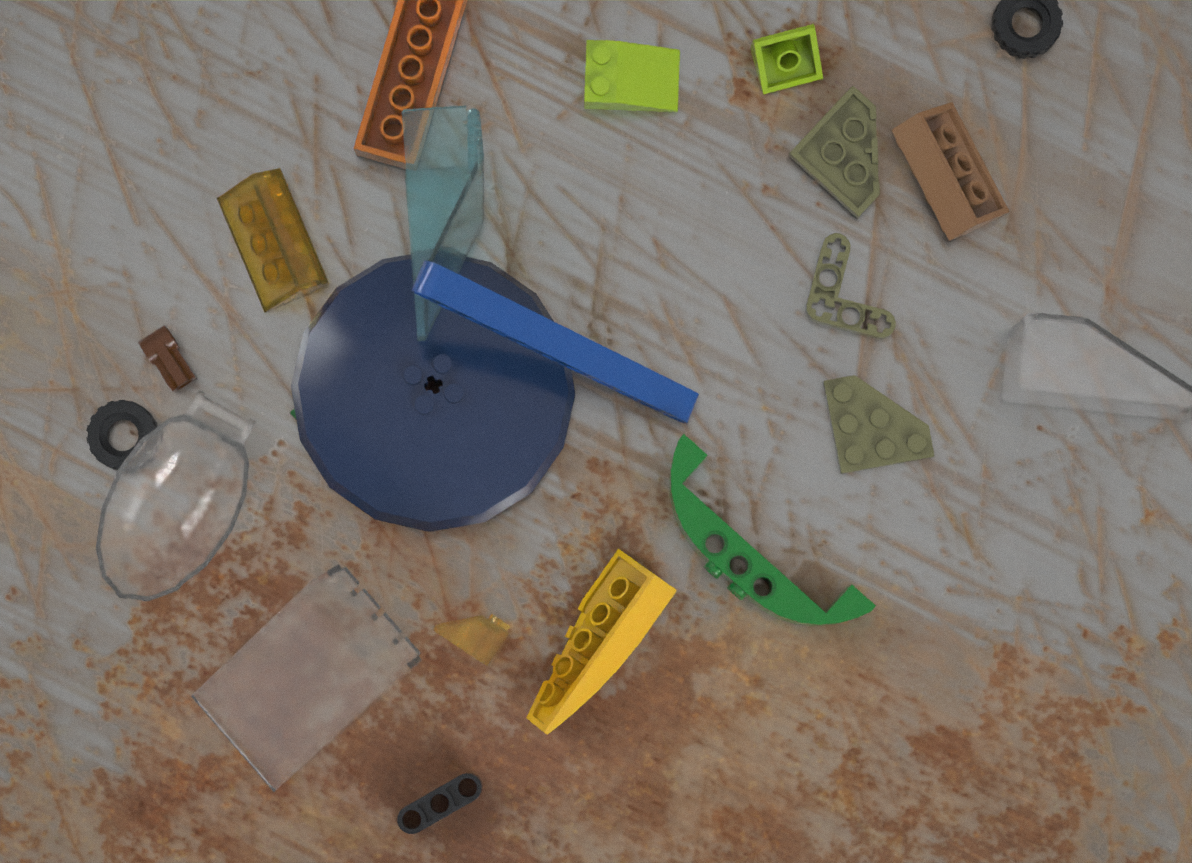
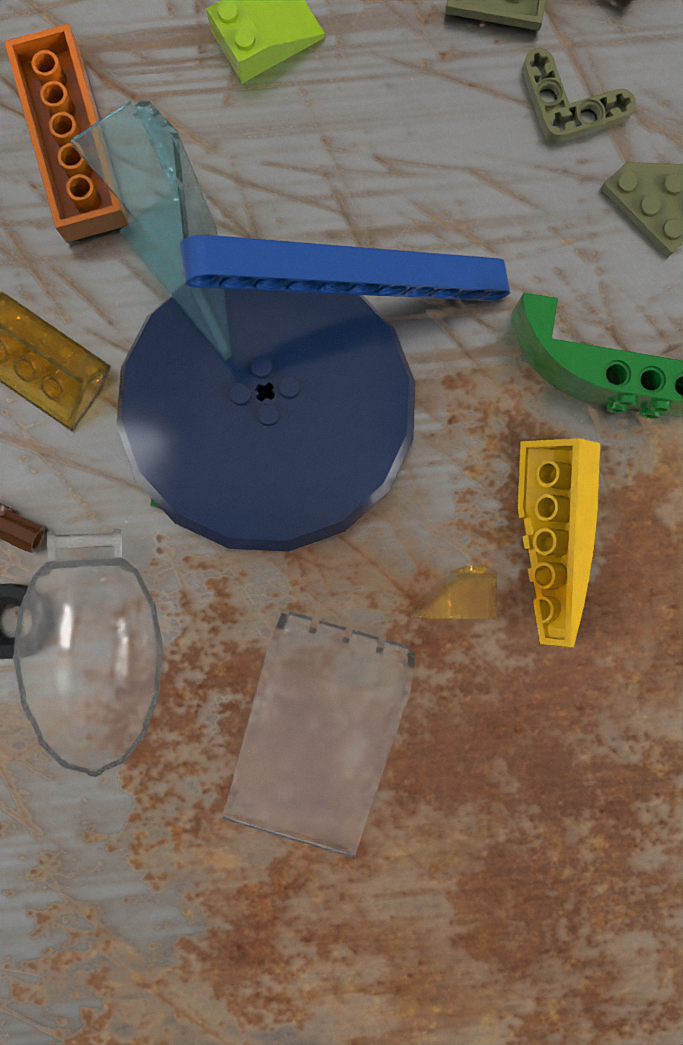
camera: 35 degrees left, 0 degrees up
(424, 806) = (512, 789): black beam -> none

